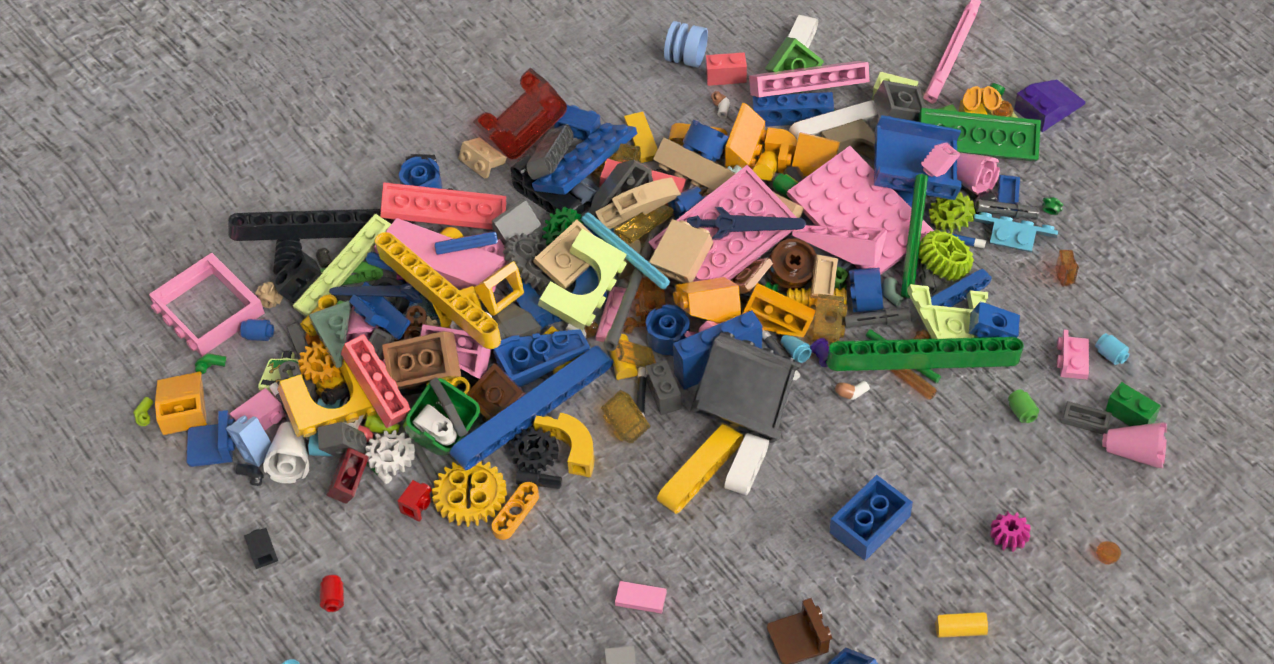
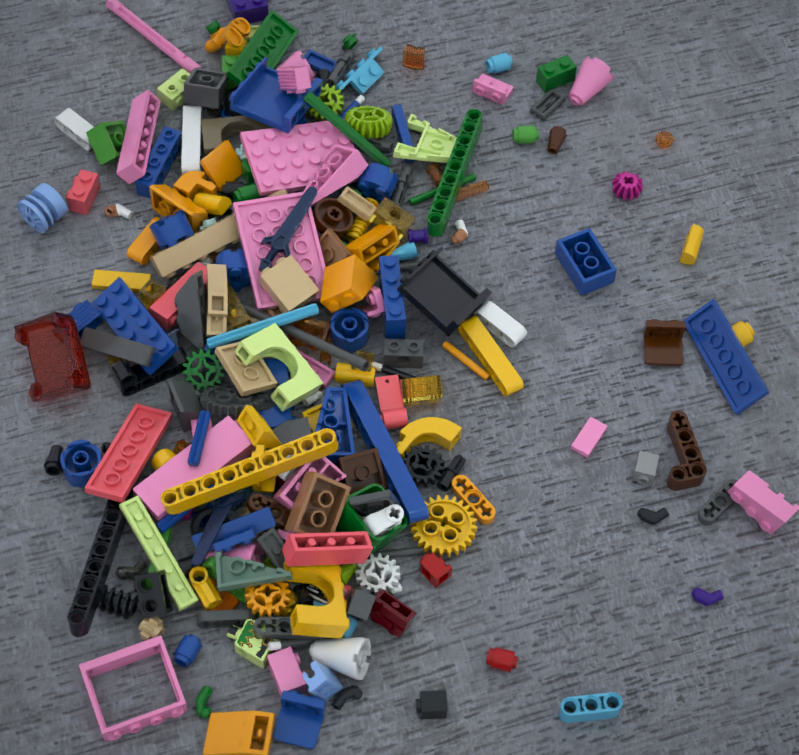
camera: 75 degrees left, 5 degrees up
(480, 156) = (76, 409): tan bracket -> none
(588, 406) = (390, 402): none -> coral door
(687, 449) = (466, 360): none -> light orange bar
(993, 322) = (447, 119): blue brick -> none
(1036, 439) = (556, 138): none -> reddish brown cone

